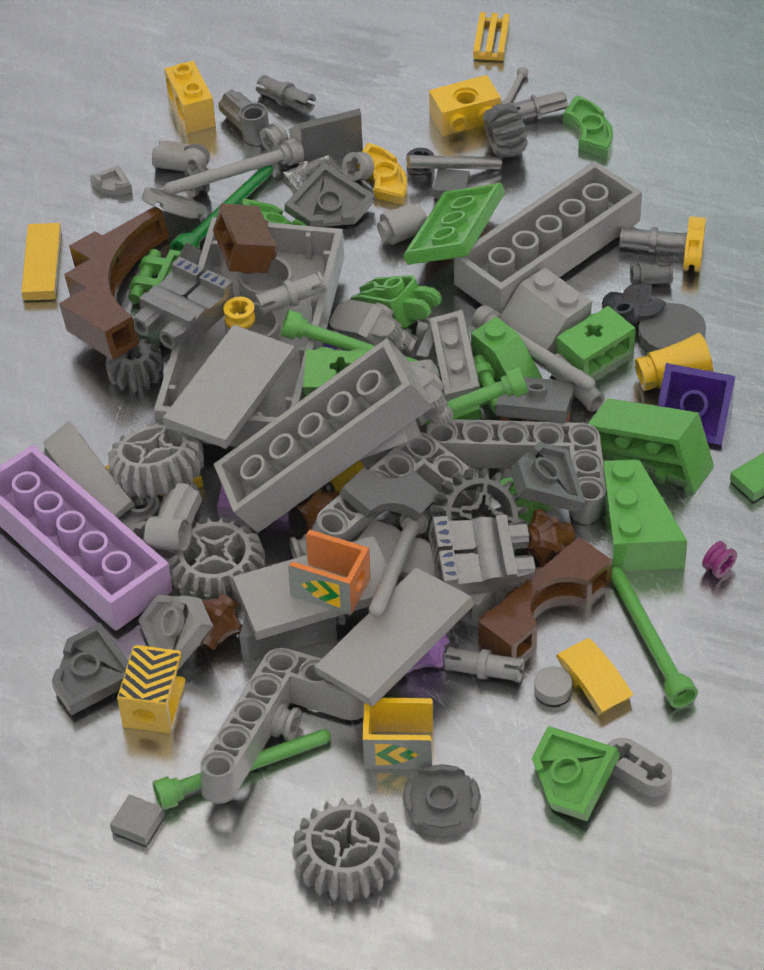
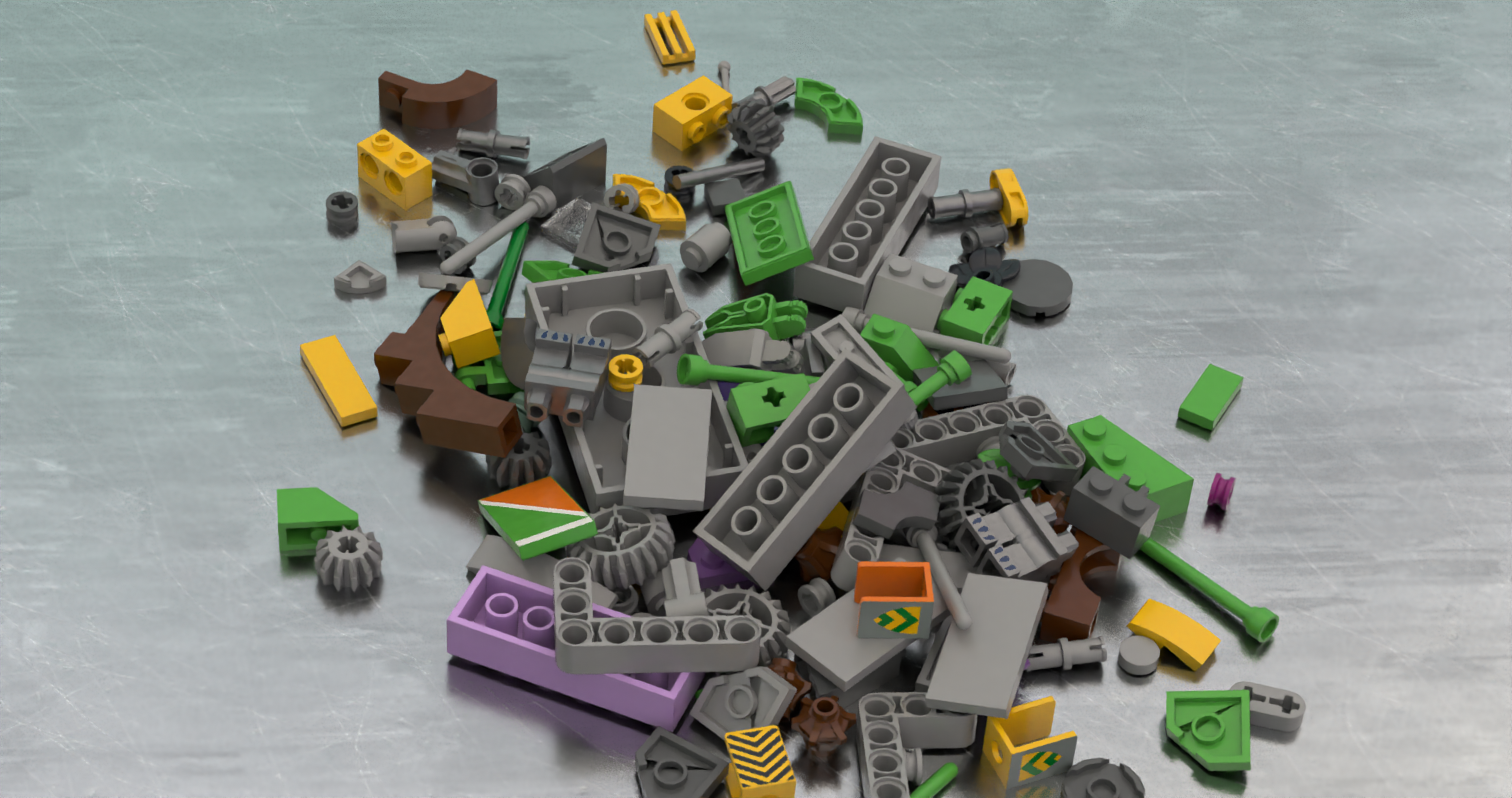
camera: 30 degrees left, 5 degrees down
(70, 538) = (643, 643): none -> light grey beam
(103, 417) = (537, 517): none -> tile
(134, 120) = (336, 214): none -> dark grey bush
(154, 242) = (468, 328): none -> yellow slope
(231, 663) = (823, 725): none -> reddish brown rock
(244, 238) = (589, 294): reddish brown brick -> none
(266, 52) = (442, 104): none -> reddish brown arch
(585, 548) = (1112, 511): none -> dark grey brick
(659, 437) = (1096, 387): bright green wedge -> none
(689, 352) = (1068, 316): yellow plant -> none
(700, 392) = (1108, 350): dark purple slope -> none

